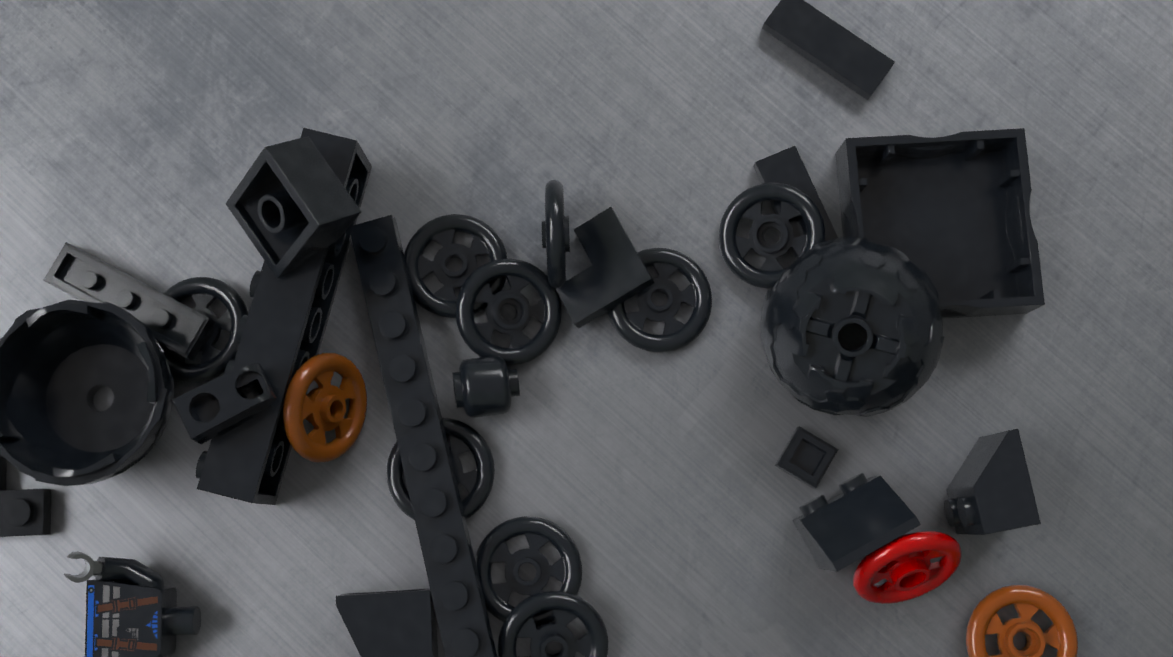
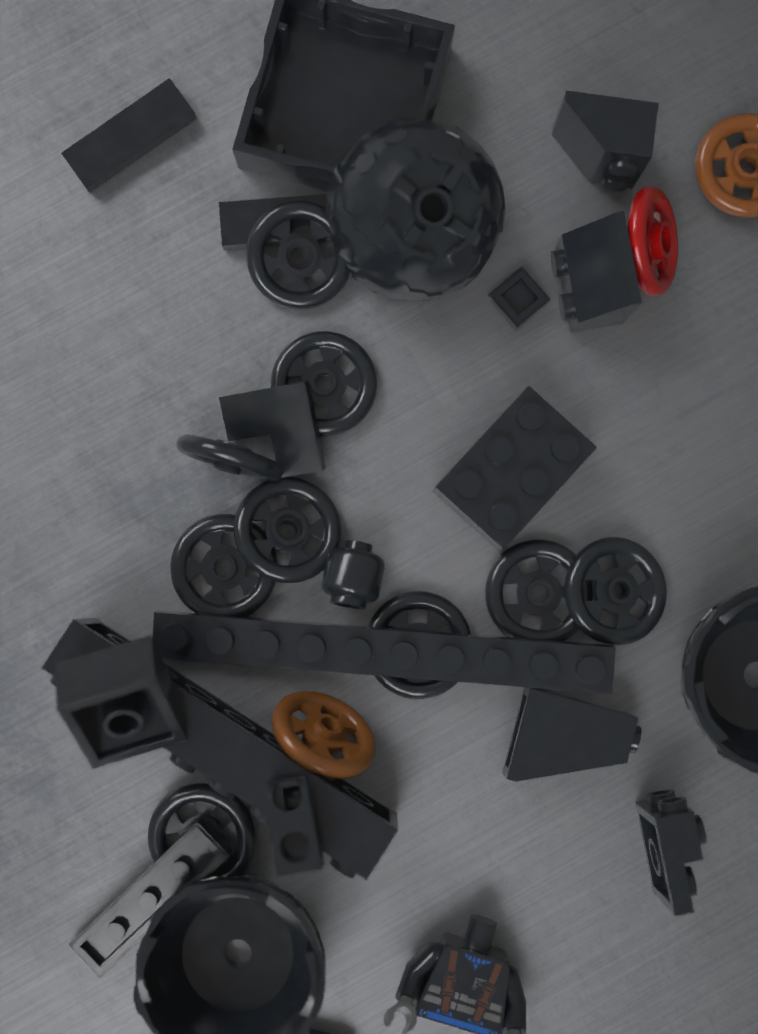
camera: 70 degrees left, 5 degrees up
(638, 505) = (514, 469): none -> black brick

